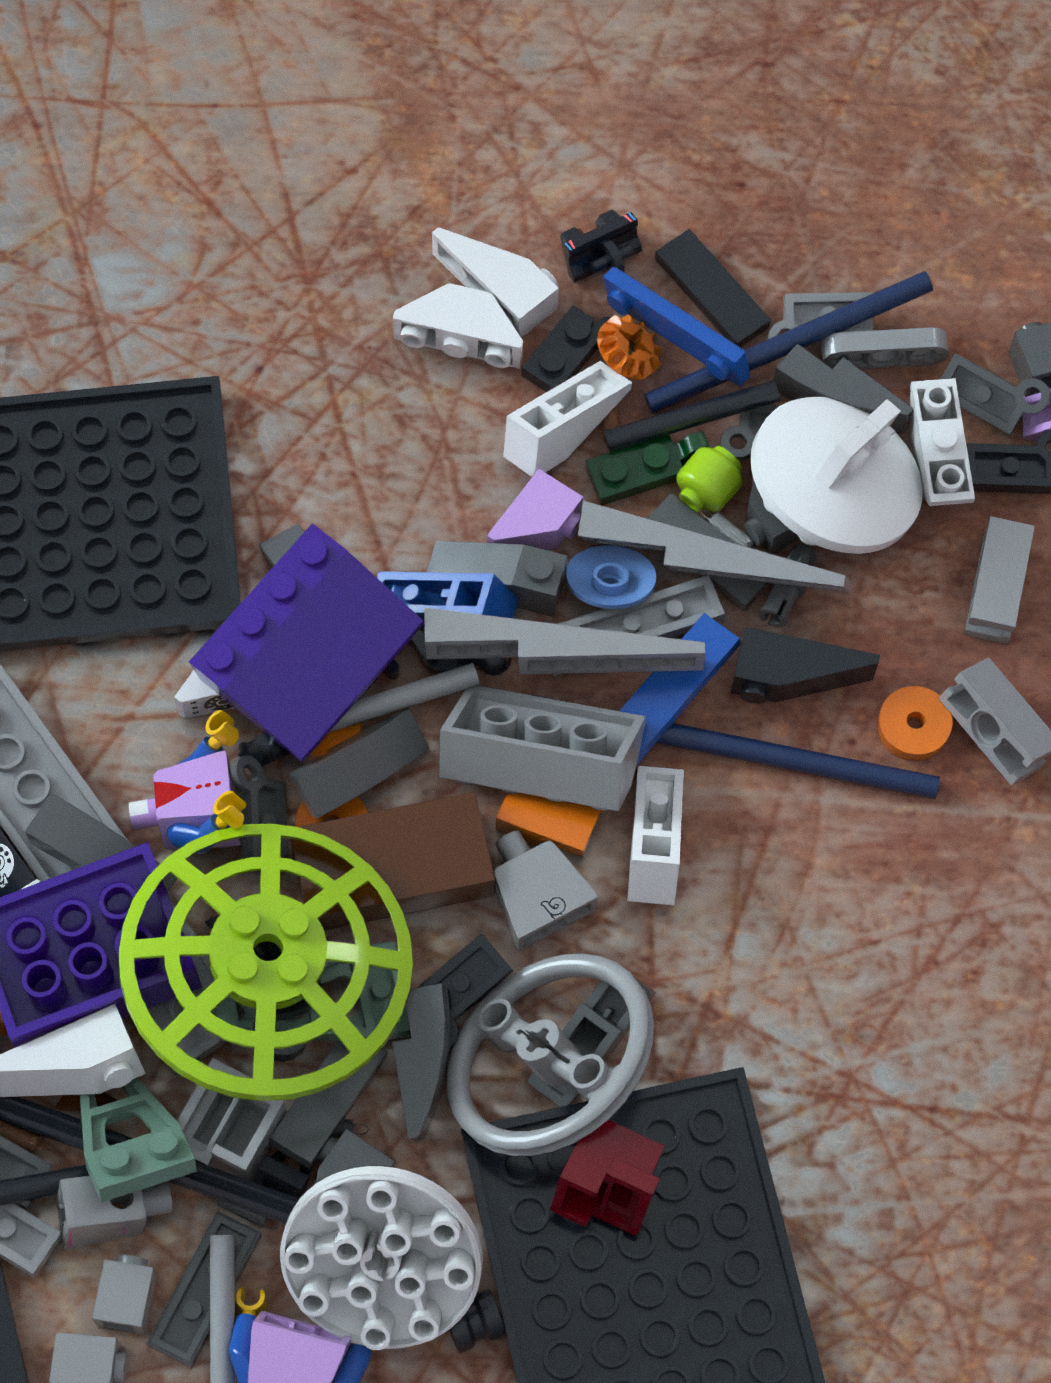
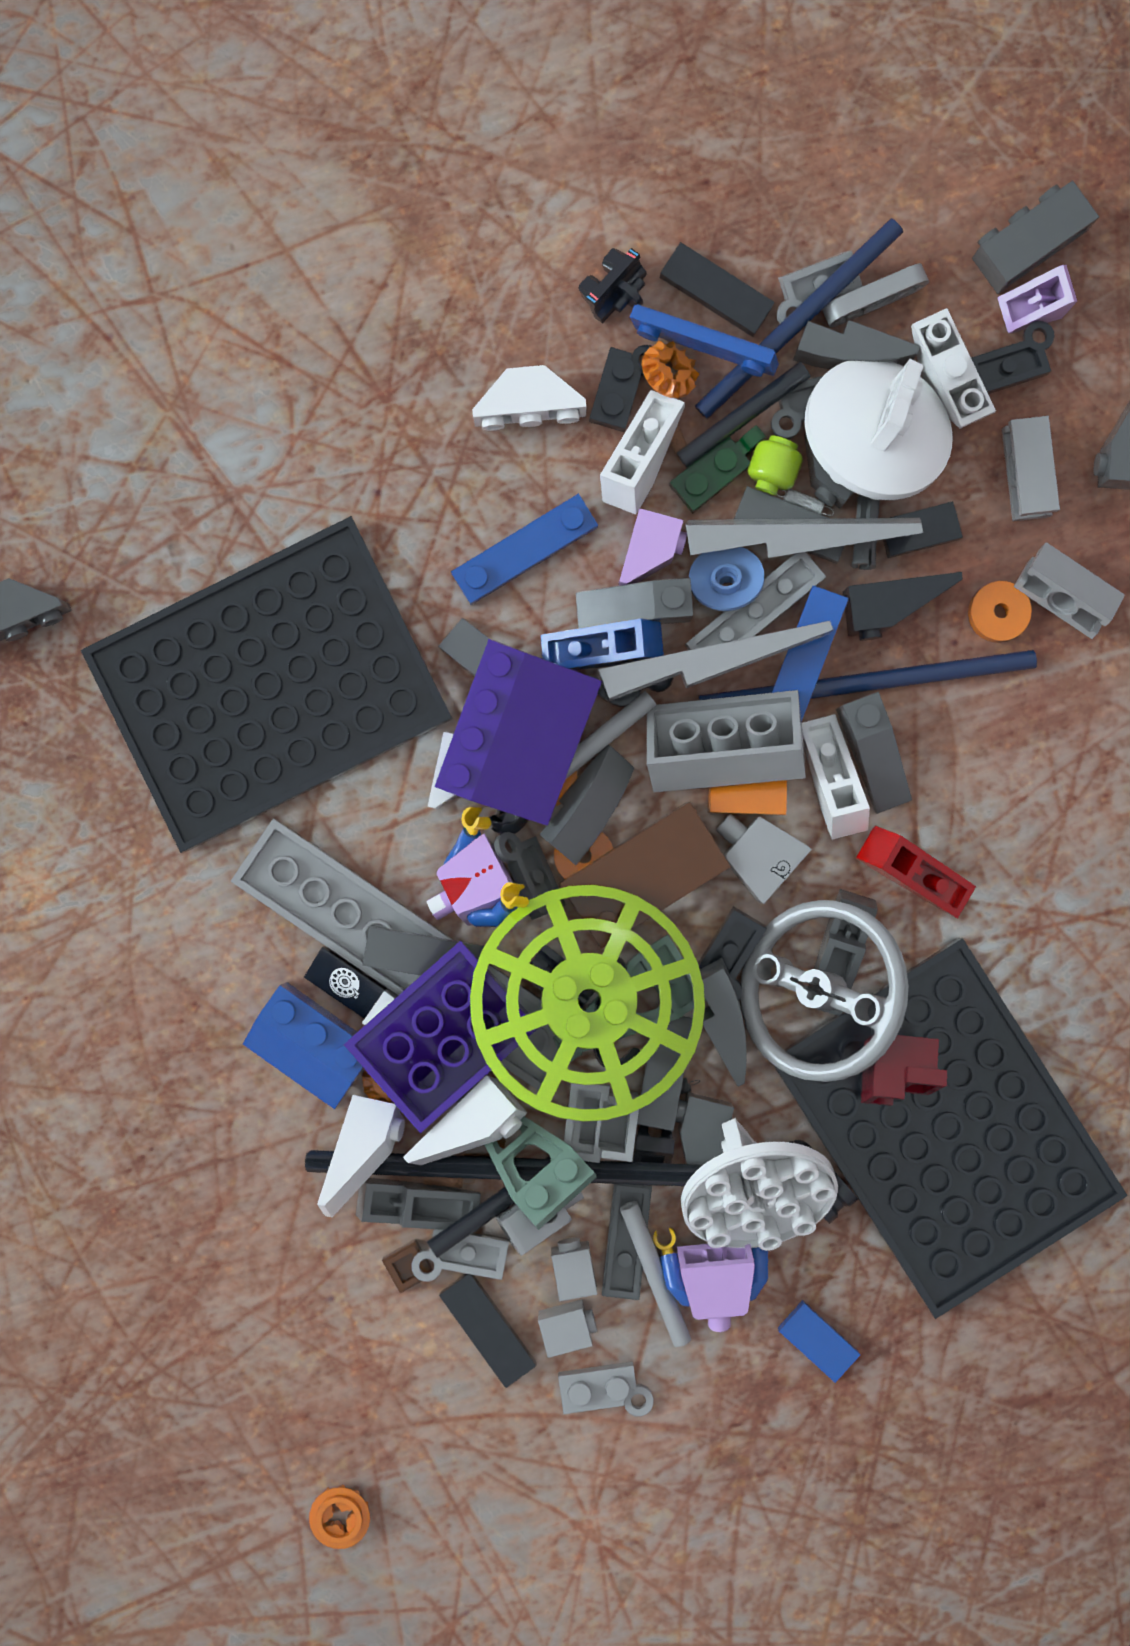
camera: 15 degrees left, 20 degrees up
(396, 477) = (524, 549): none -> blue plate
(515, 281) = (553, 344): white slope -> none
(714, 822) = (875, 751): none -> dark grey slope
(715, 972) = (915, 871): none -> red slope
(864, 608) = (939, 527): none -> black tile
(992, 396) = (975, 308): dark grey hinge -> none

